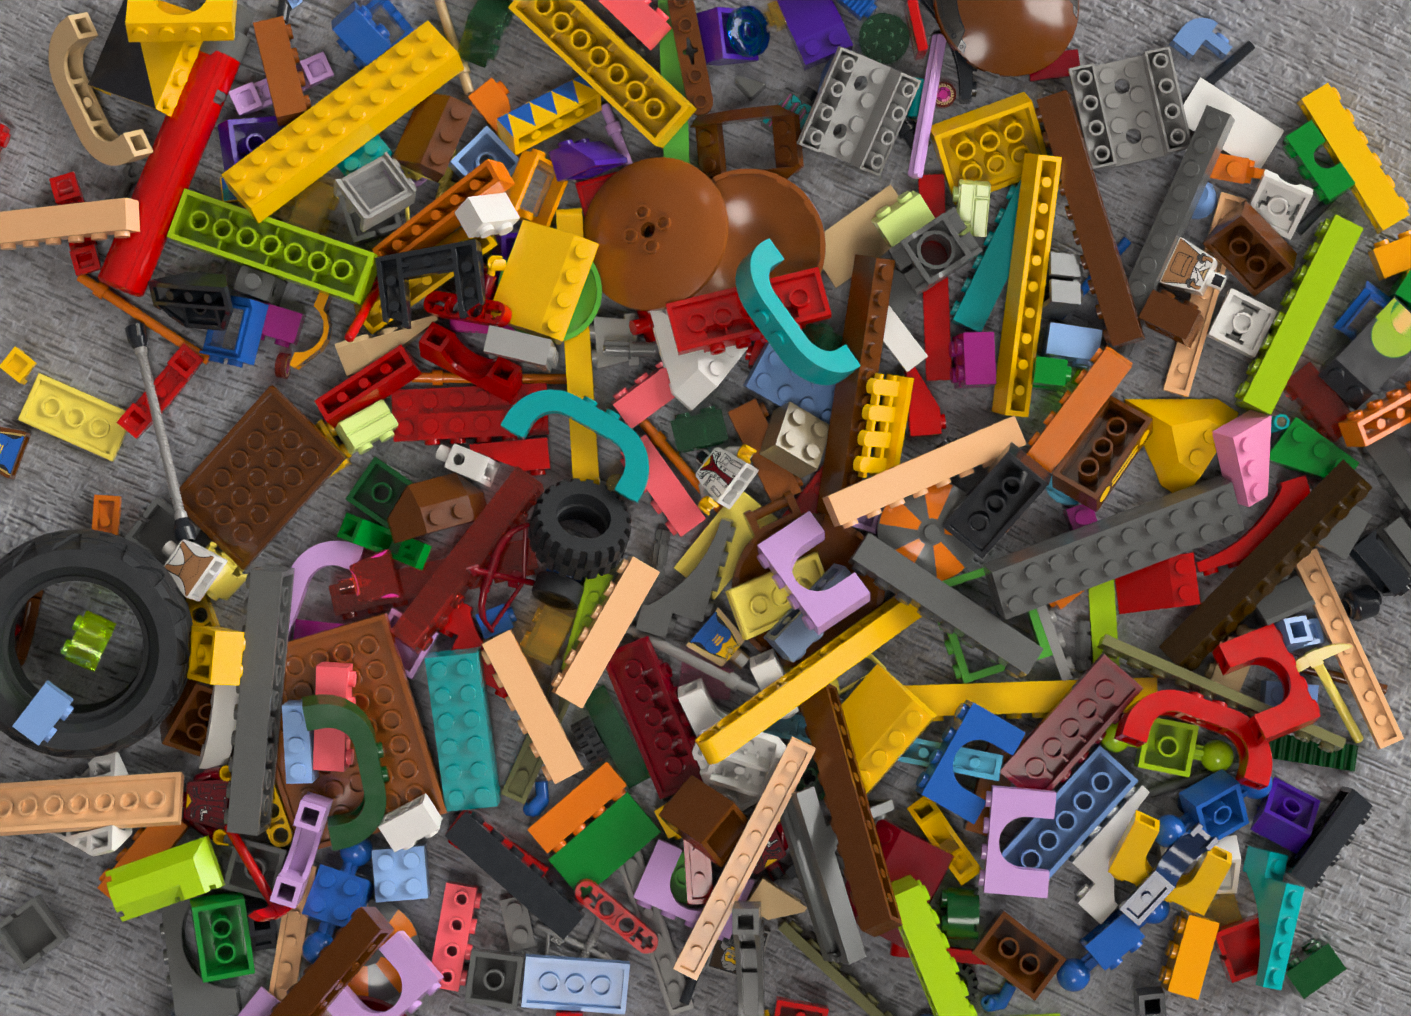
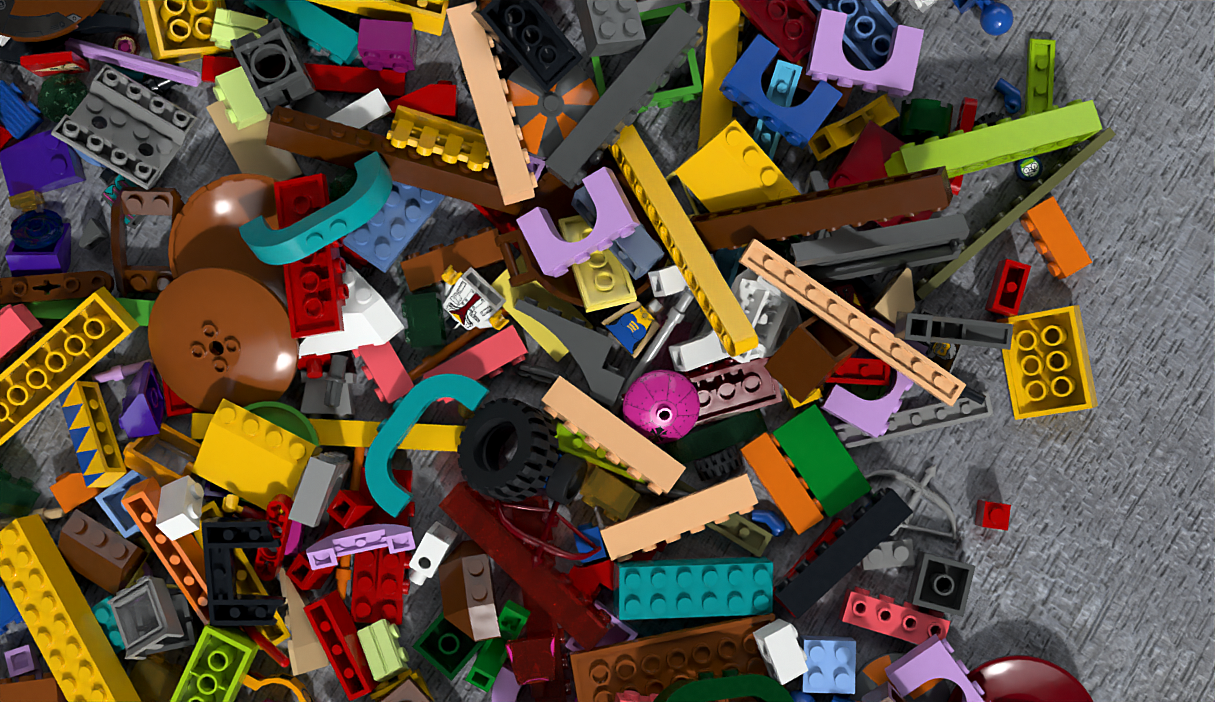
camera: 85 degrees left, 0 degrees up
(474, 393) = (359, 539): none -> lavender slope
(527, 454) = (428, 493): red slope -> none
(575, 984) = (954, 504): plate -> none
(618, 914) = (889, 453): red beam -> none
(654, 676) = (657, 393): none -> dark pink dish
(795, 440) = (445, 227): dark tan brick -> none
(1018, 954) = (971, 69): reddish brown slope -> none

